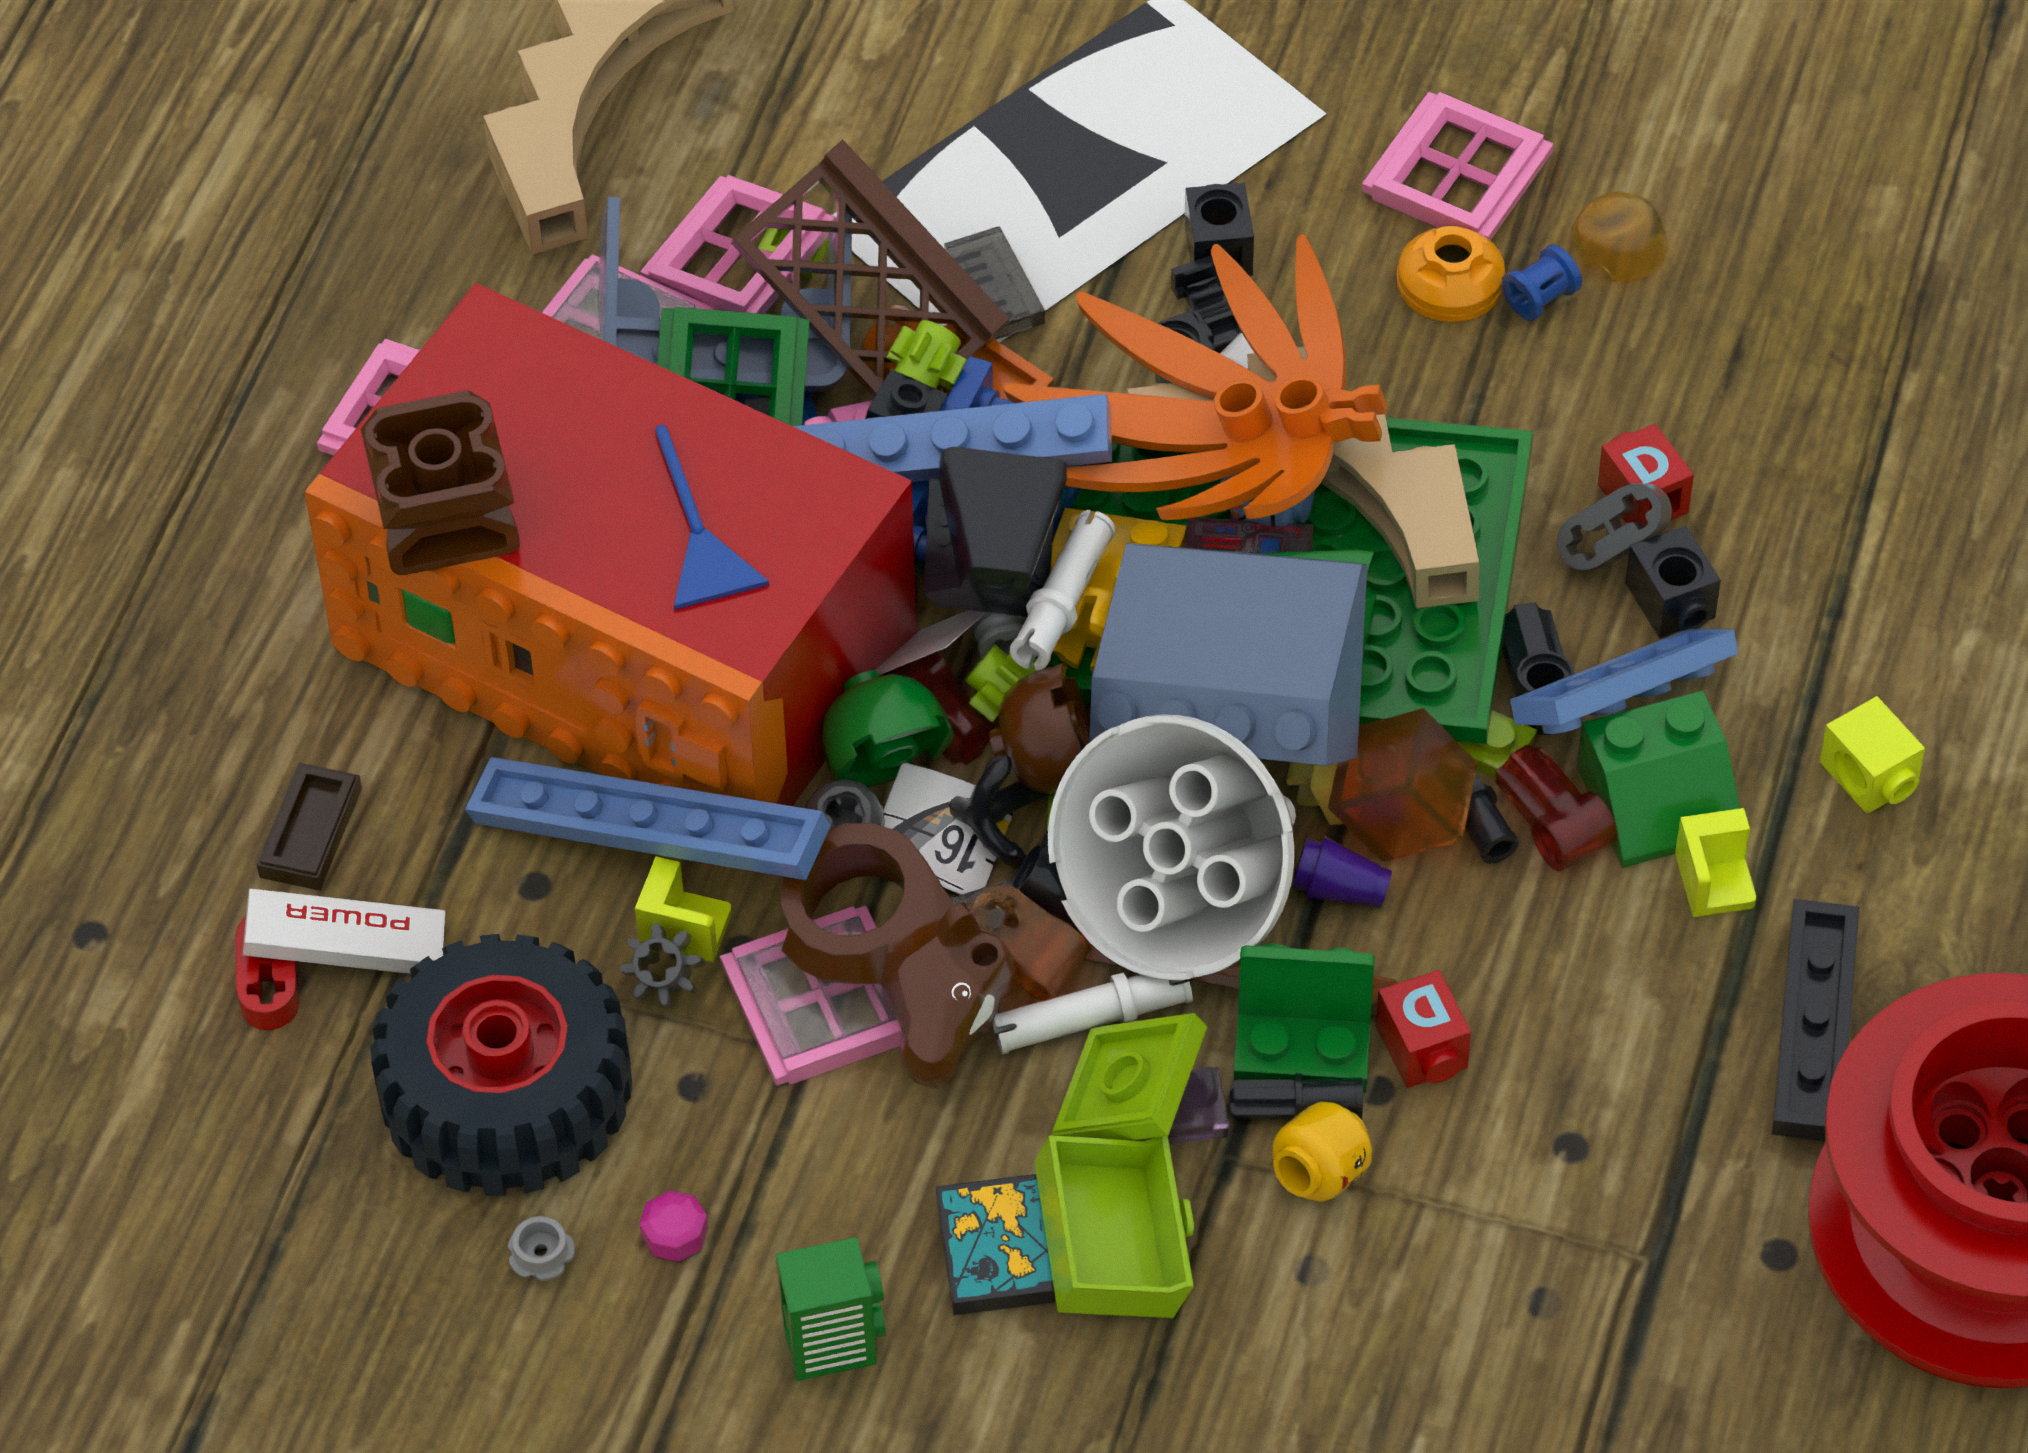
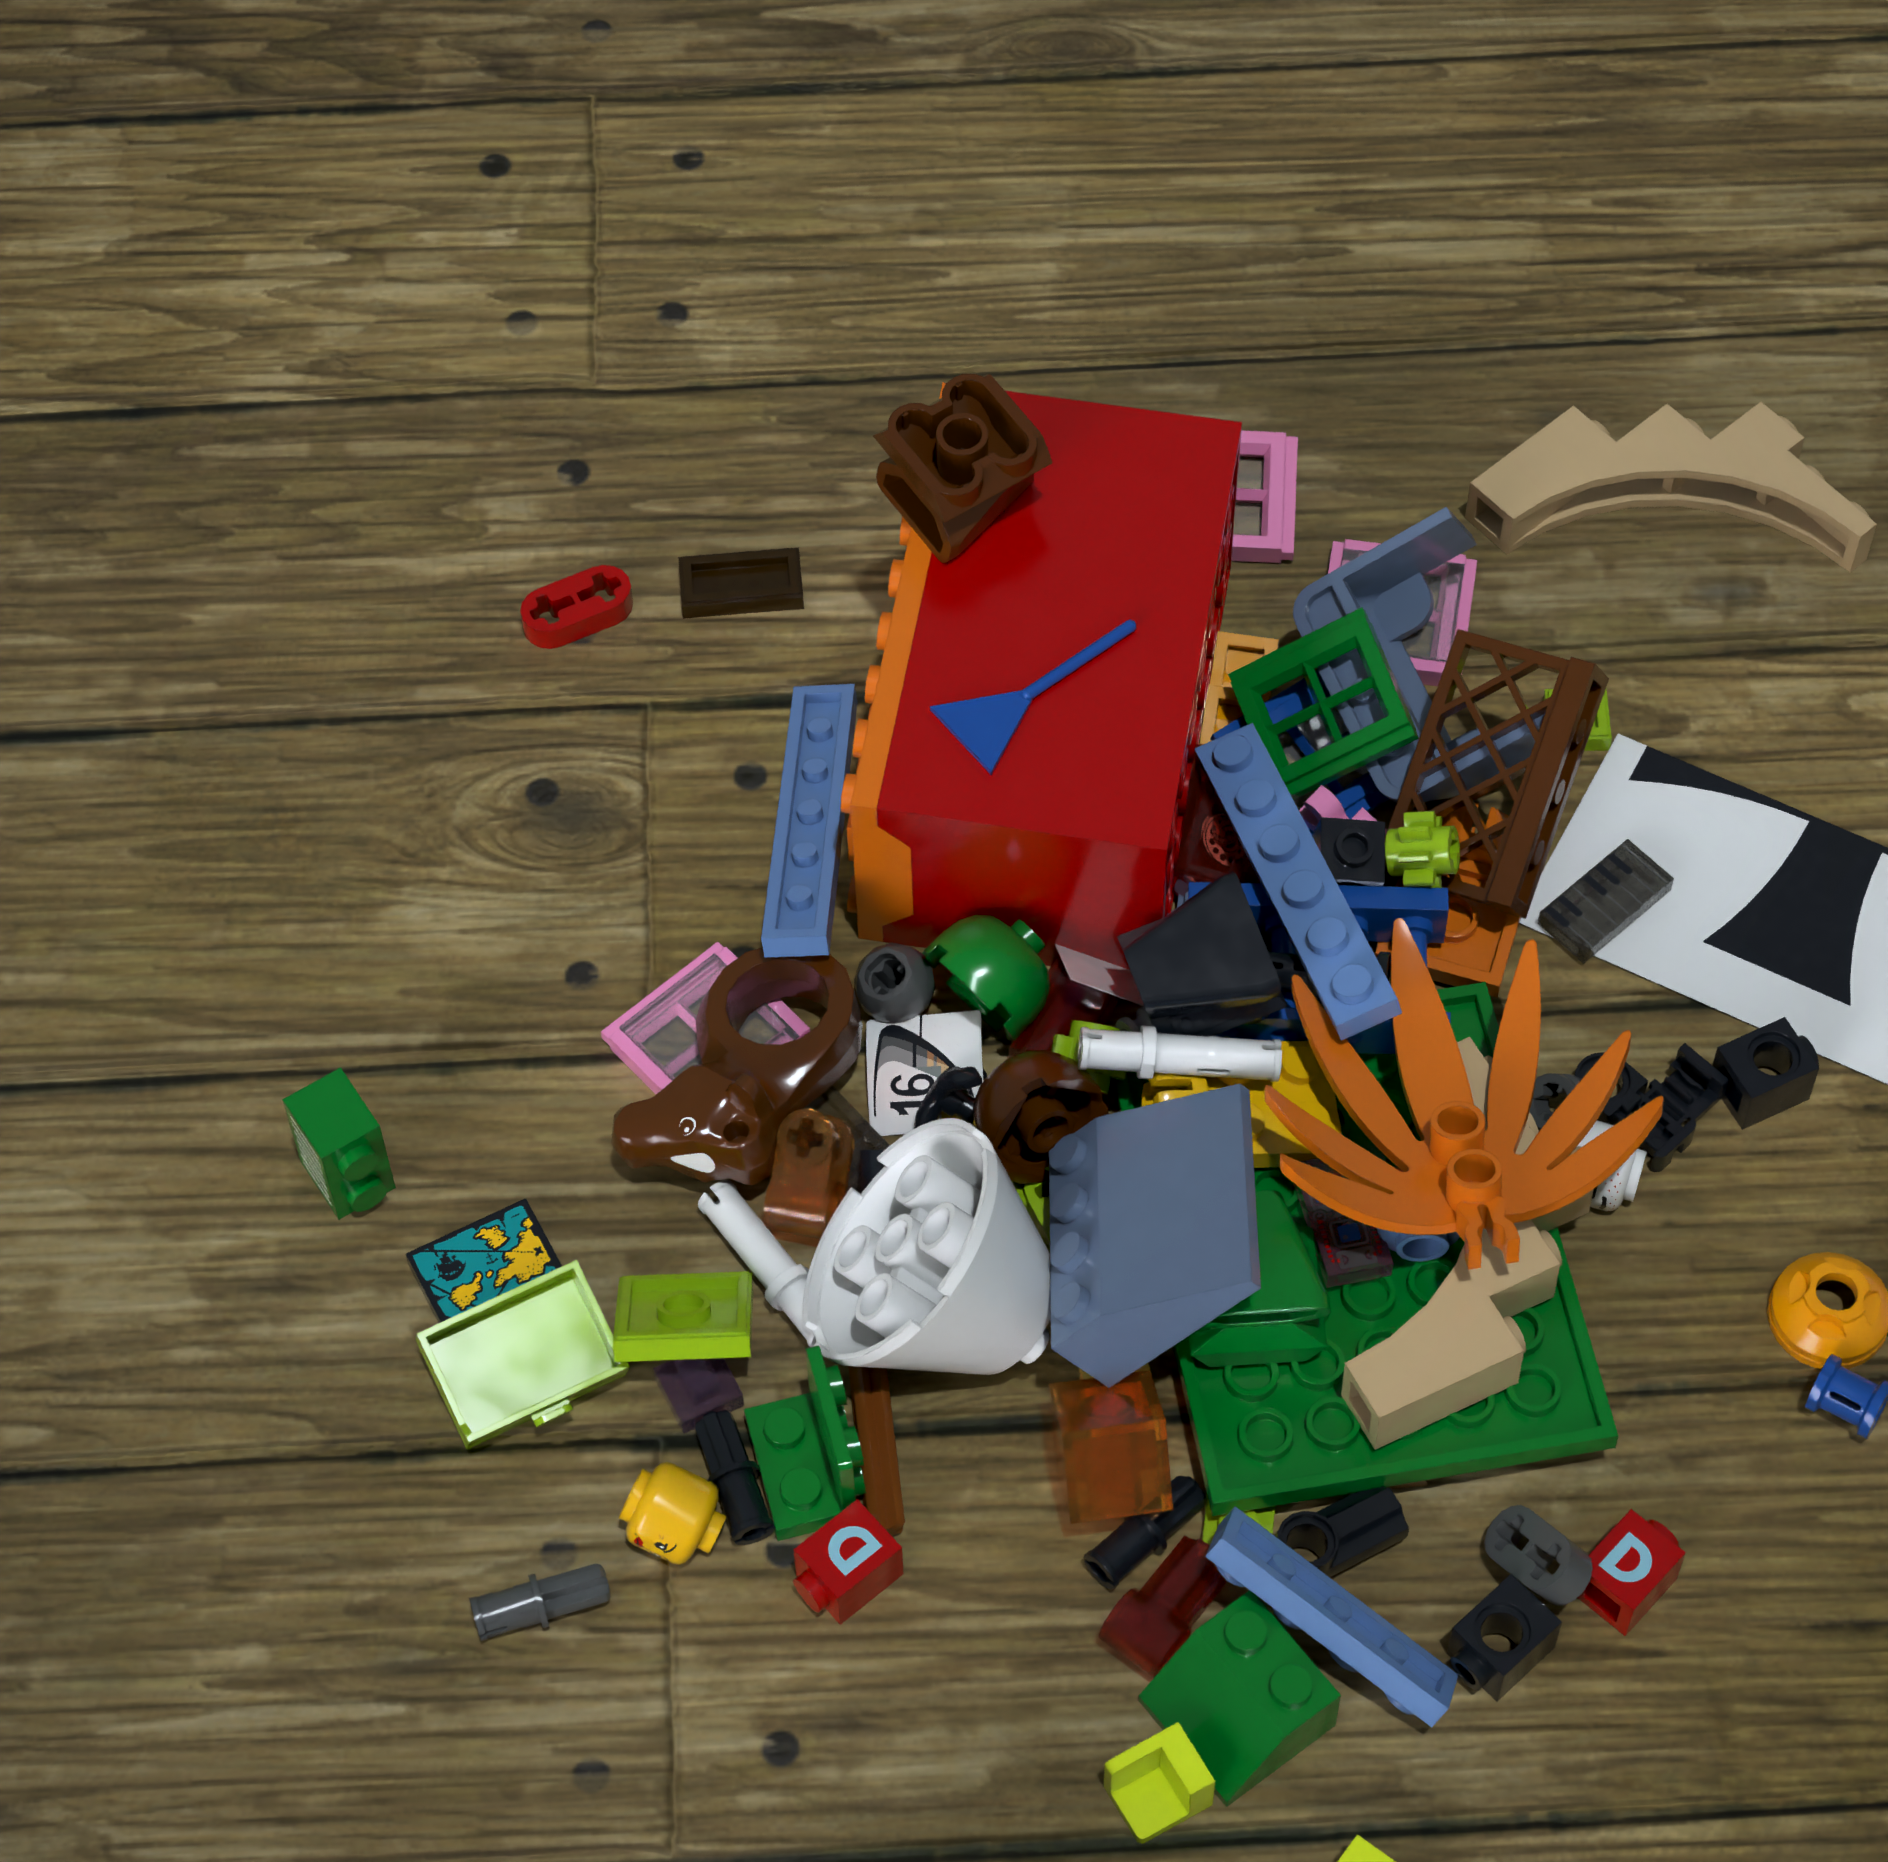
camera: 70 degrees right, 5 degrees up
(341, 931) = (623, 644): white tile -> none
(501, 1064) = (517, 806): black wheel -> none
(536, 1234) = (354, 898): light grey plate -> none
(648, 953) = (677, 895): dark grey gear -> none
(668, 905) = (742, 890): neon yellow panel -> none
(673, 1226) = (419, 1006): dark pink tile -> none
(699, 229) = (1545, 634): bright pink piece -> none
(1339, 874) = (1007, 1430): dark purple cone -> none
(1363, 1289) = (539, 1600): none -> dark grey axle

